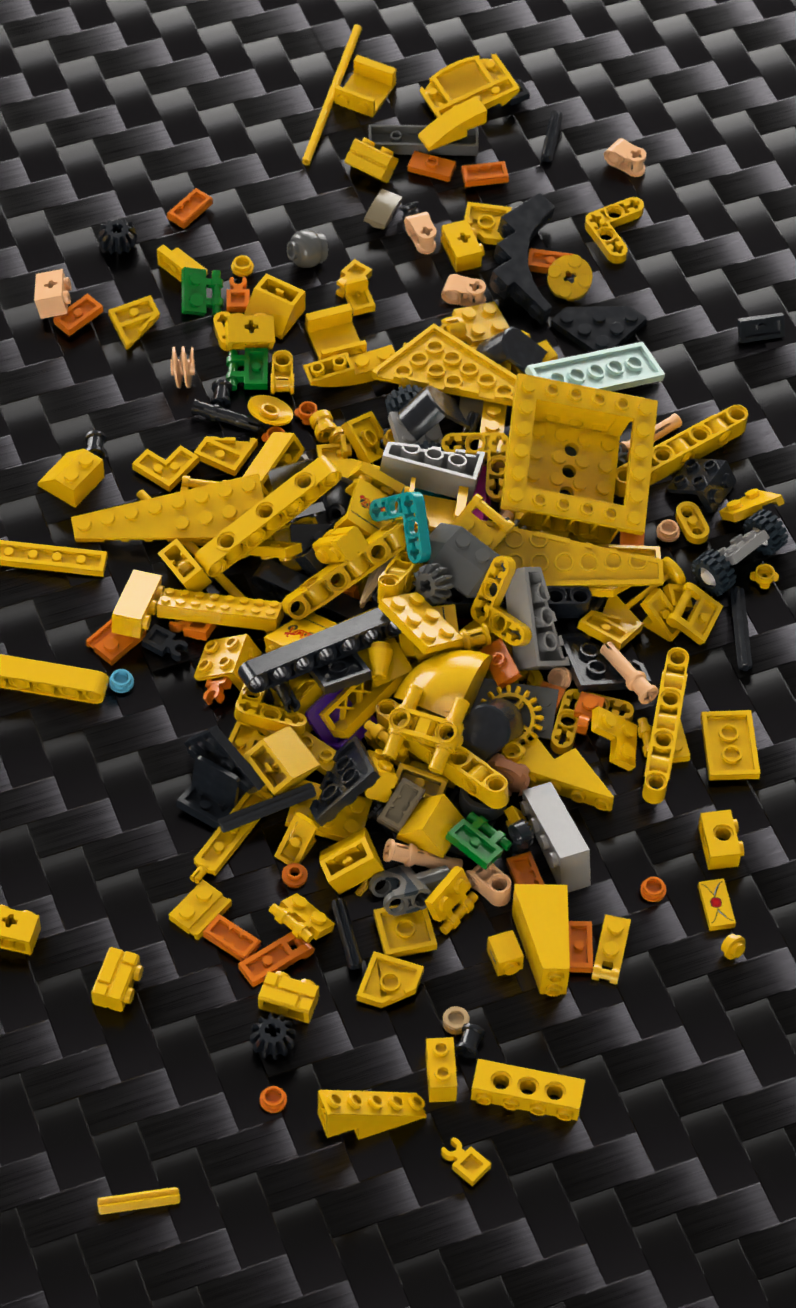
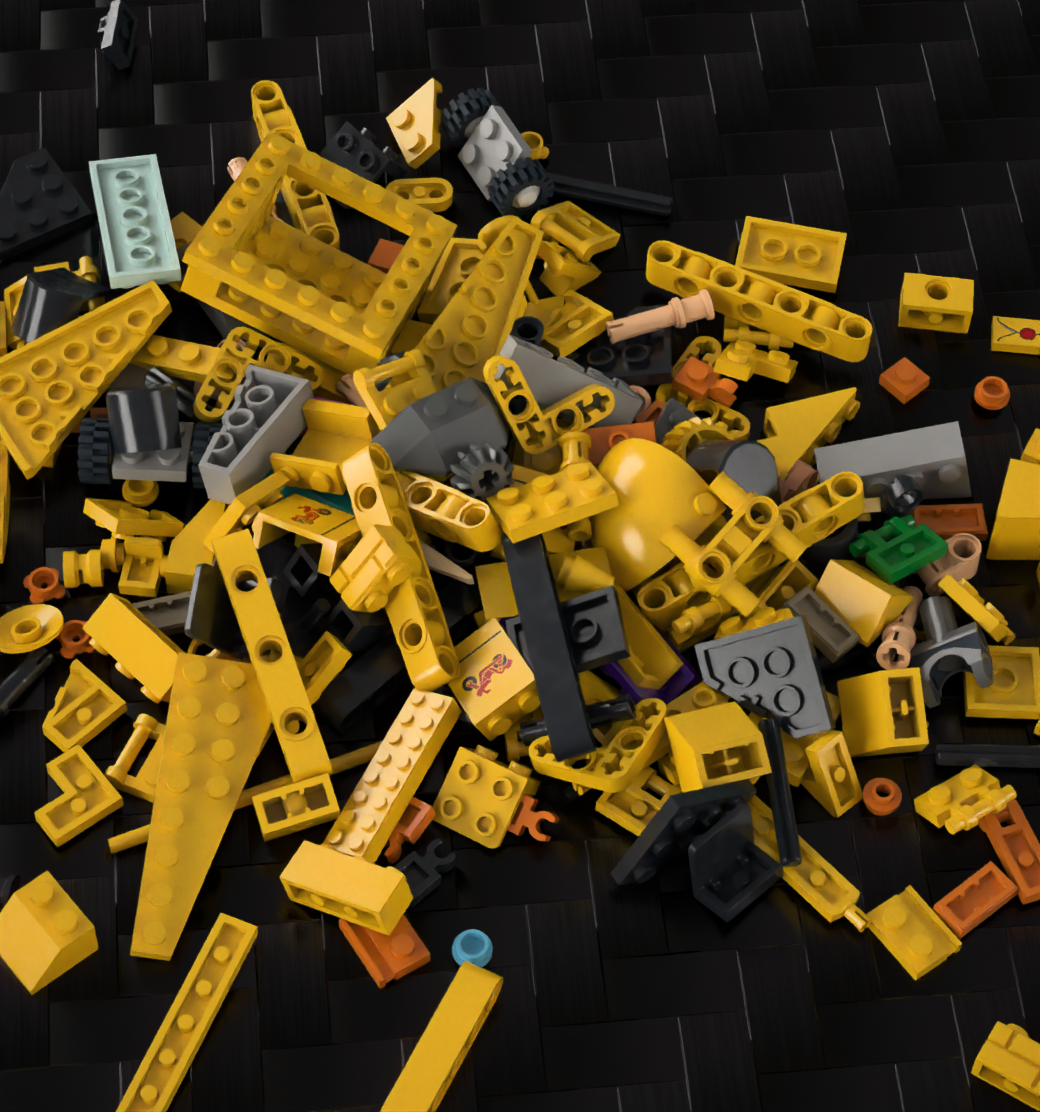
camera: 75 degrees left, 0 degrees up
(409, 504) = (363, 458): teal beam -> none
(646, 835) = (904, 380): none -> orange plate

